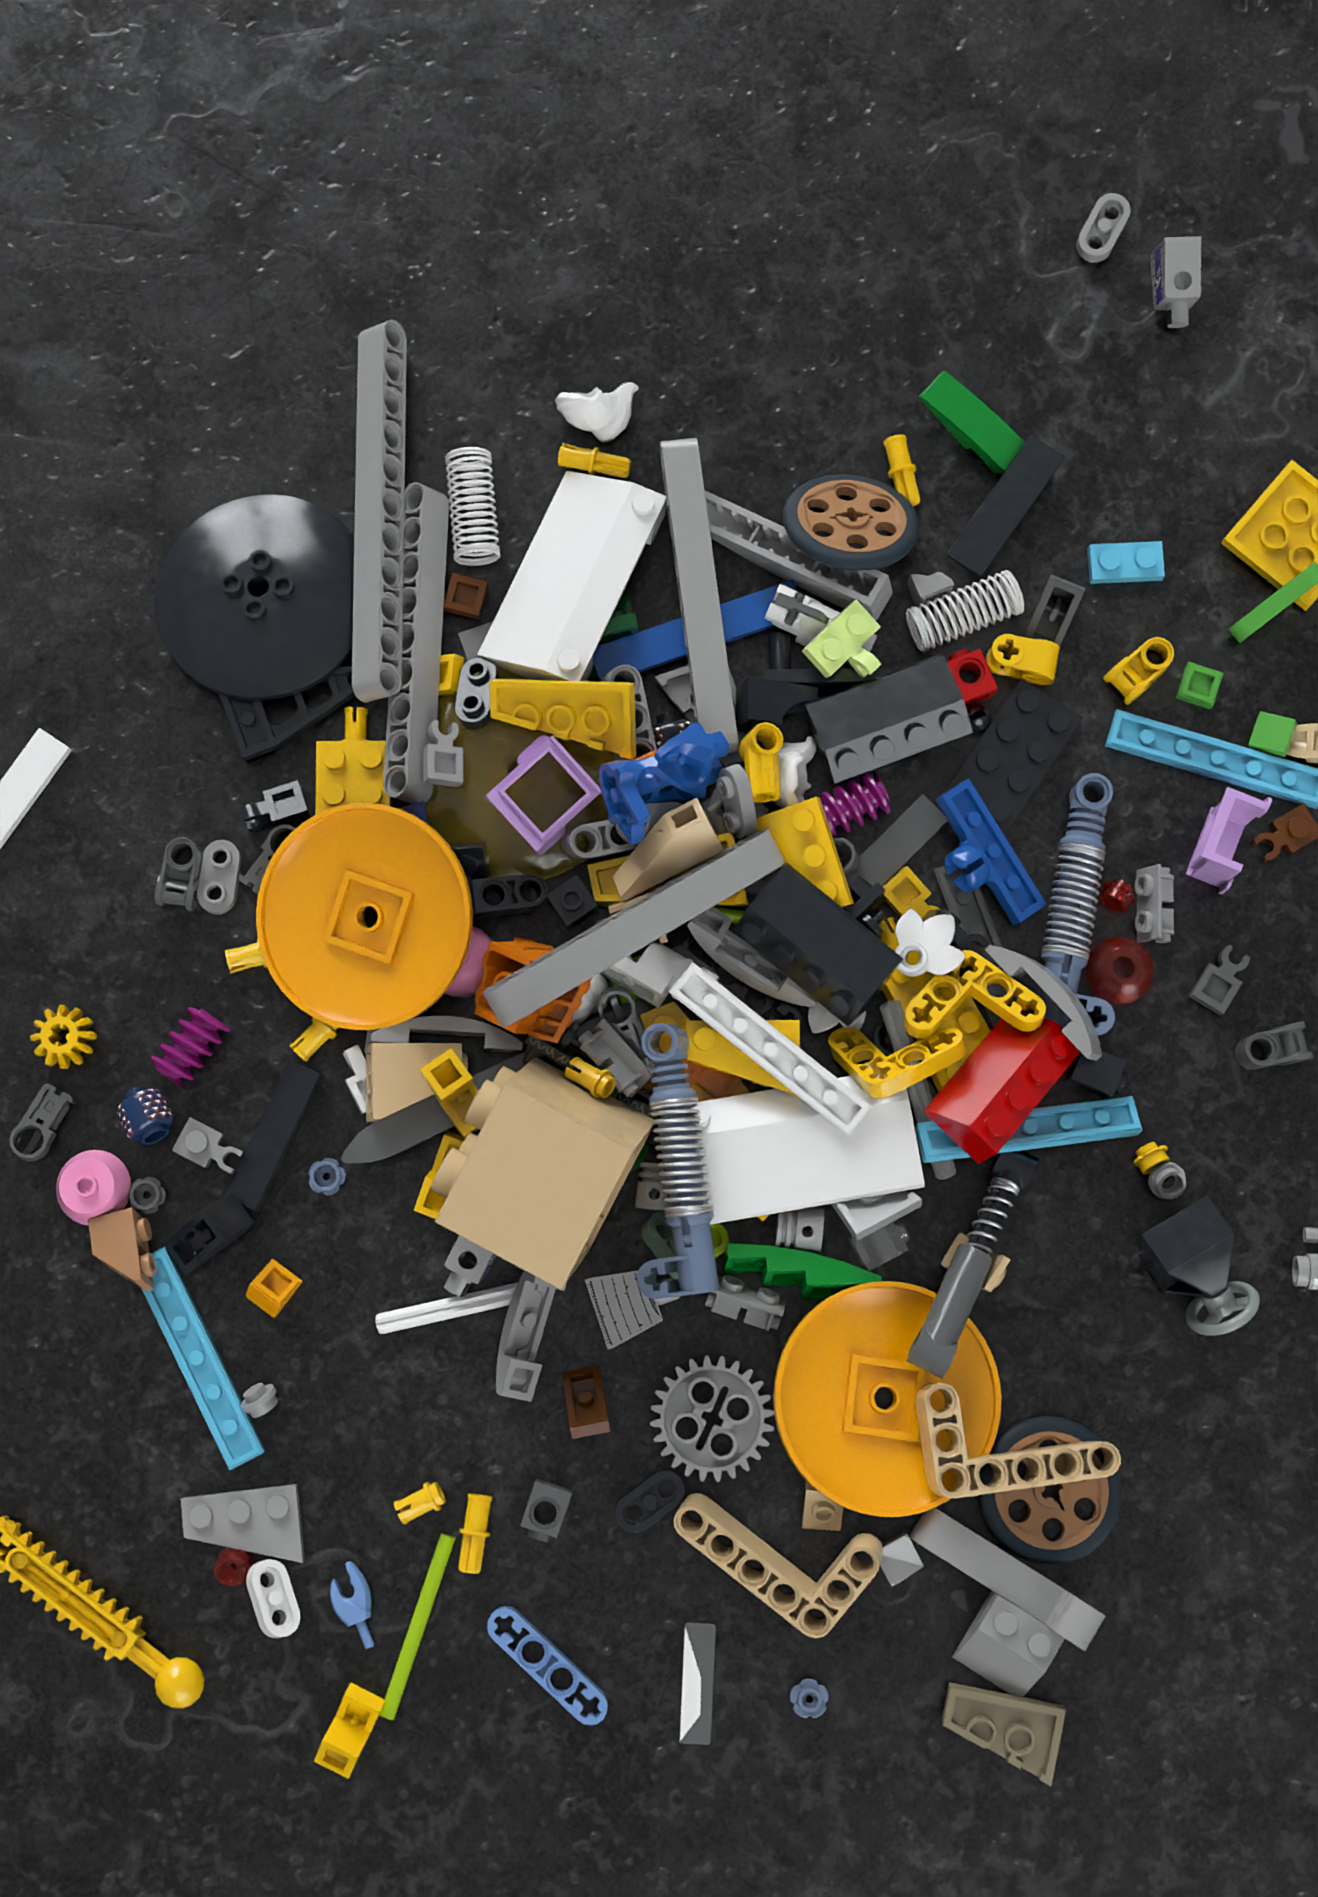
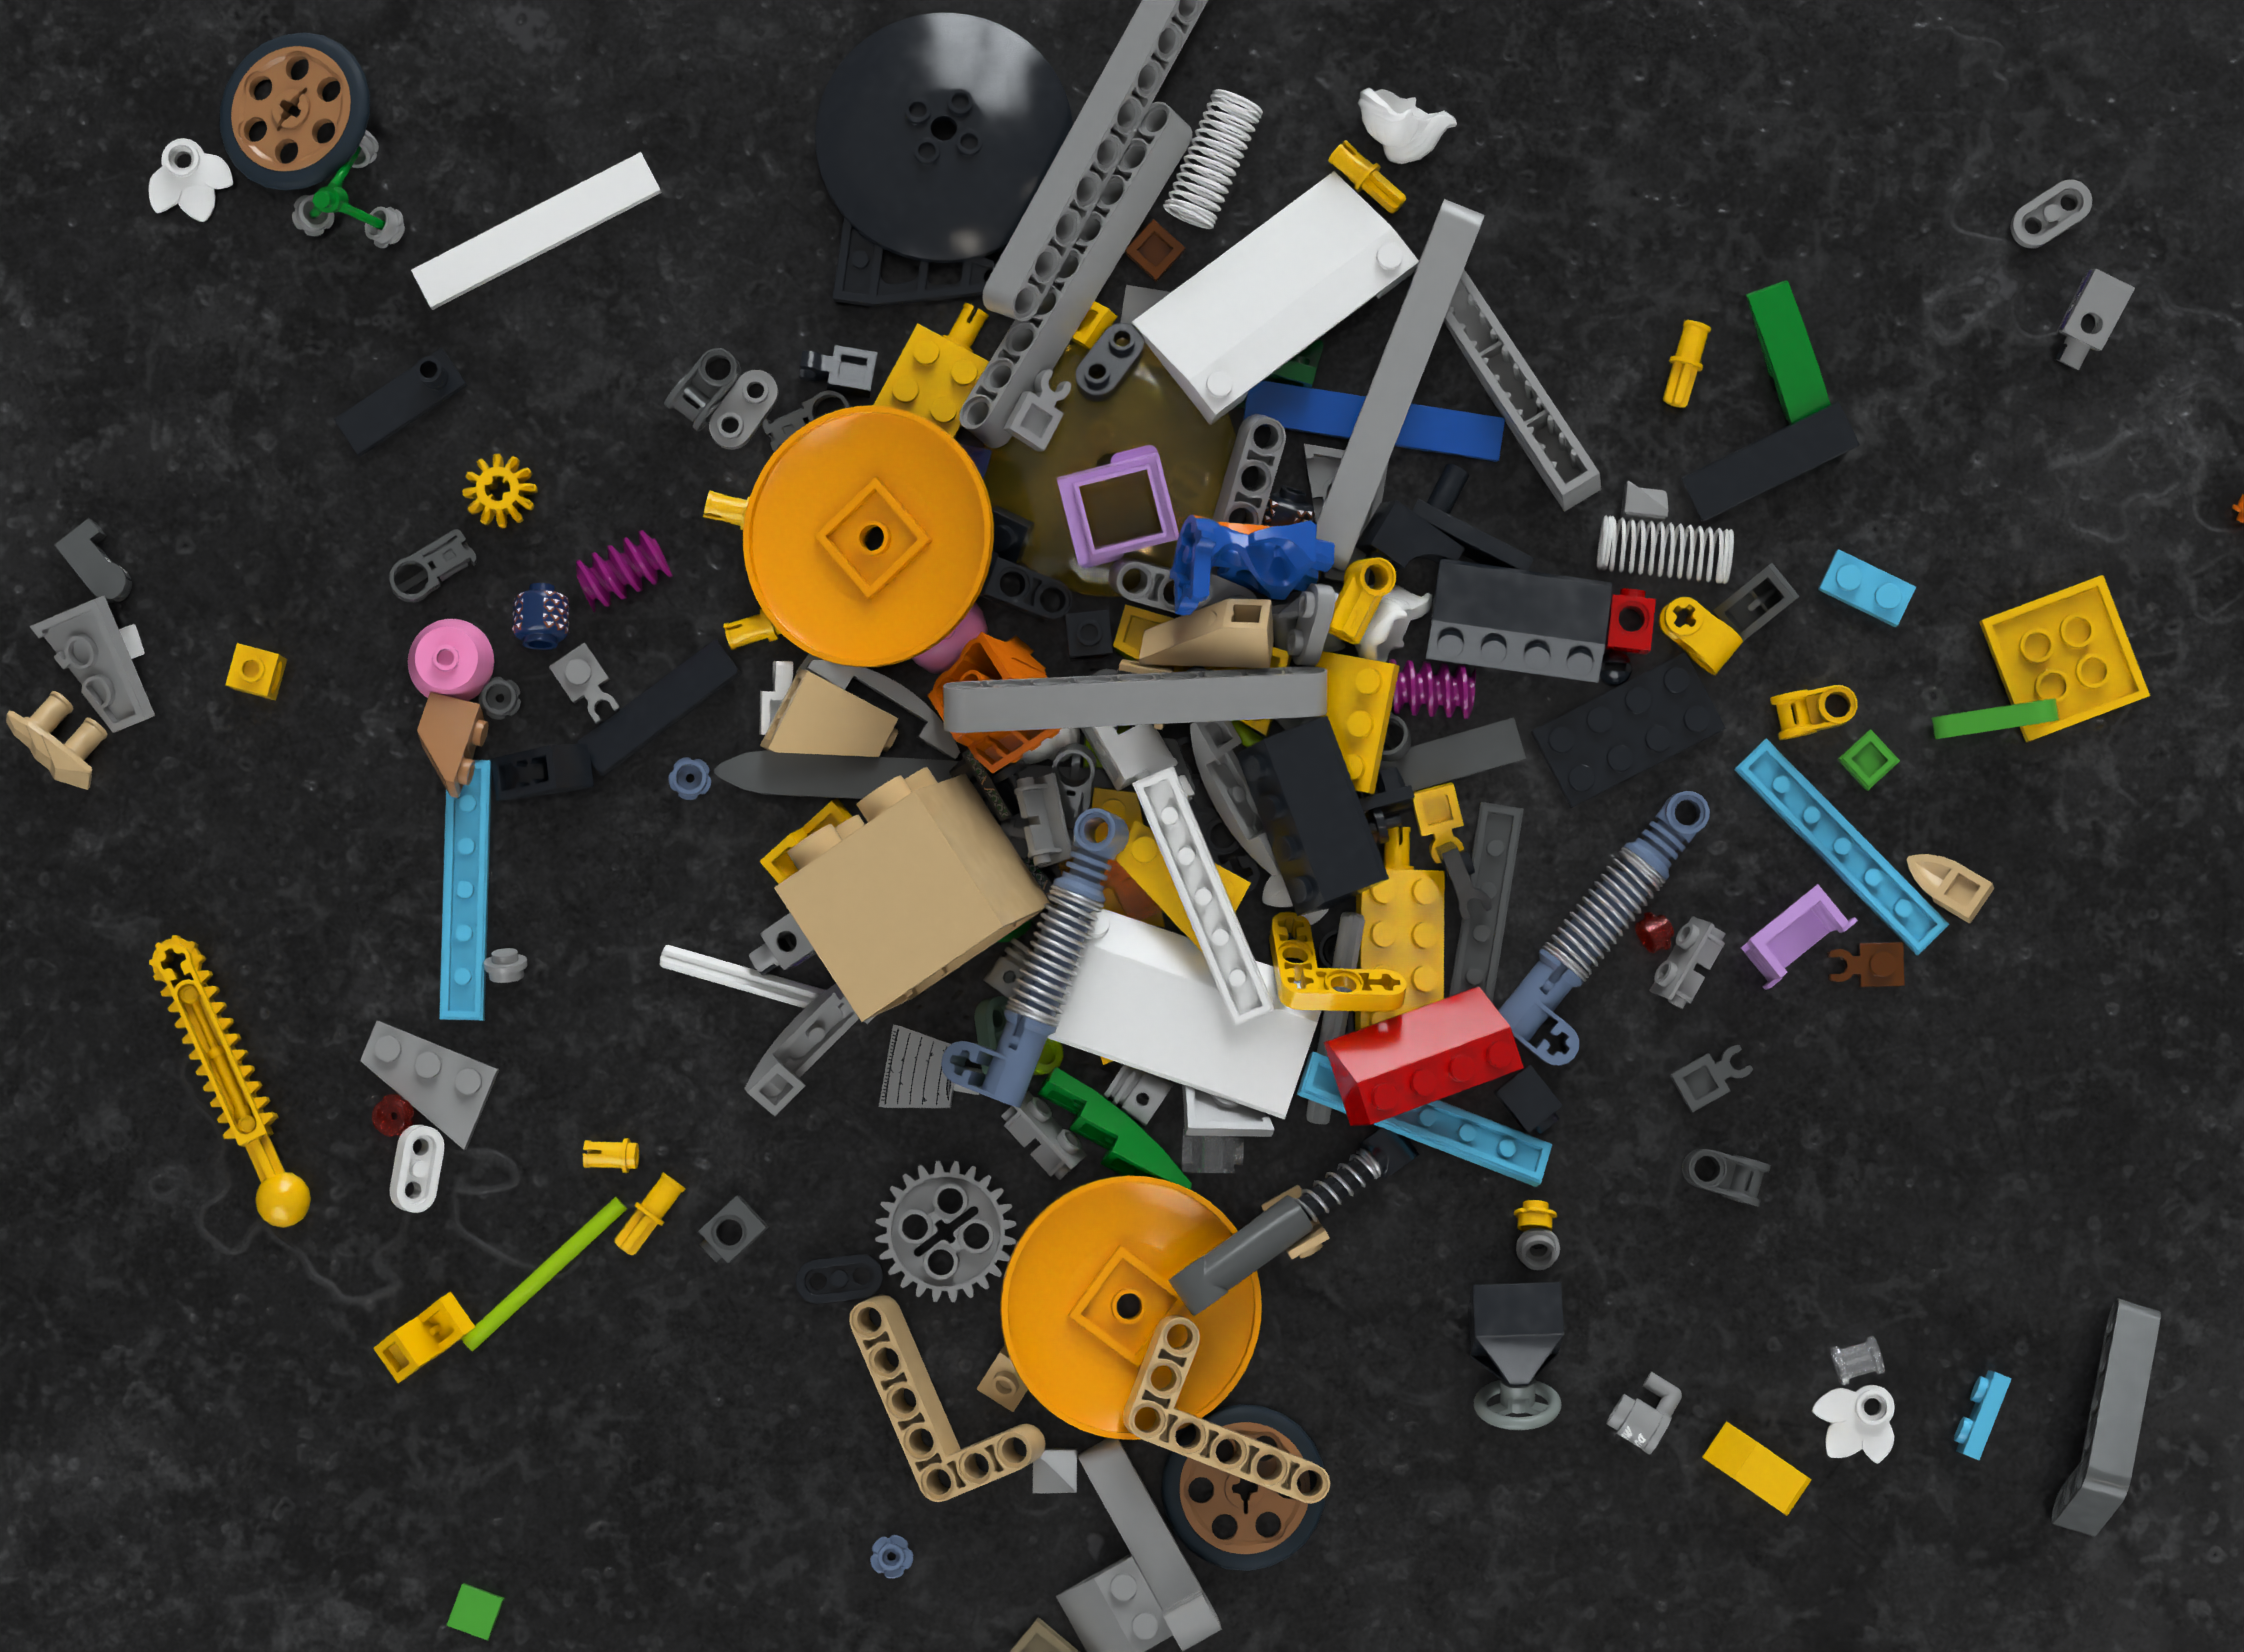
camera: 30 degrees right, 5 degrees up
(273, 1288) = (577, 861): light orange slope -> none
(358, 1607) = (493, 1223): medium blue hand -> none
(452, 1088) = (864, 760): yellow slope -> none
(542, 1670) = (644, 1384): medium blue beam -> none
(574, 710) = (1199, 440): yellow wing -> none
(586, 1402) = (829, 1146): reddish brown slope -> none
(597, 1081) = (1012, 835): yellow pin -> none
(697, 1683) = (790, 1482): dark grey sticker -> none
(803, 616) = (1504, 485): white plate -> none
(843, 641) = (1514, 516): yellowish green plate -> none
(850, 522) = (1557, 415): wedge -> none
(931, 941) = (1429, 874): white plate -> none
(974, 984) = (1450, 944): yellow beam -> none
(986, 854) = (1541, 816): blue plate -> none
(1080, 1029) = (1528, 1049): light grey slope -> none
(1106, 983) = (1591, 1017): clear red piece -> none
(1272, 734) = (1913, 852): bright green tile -> none

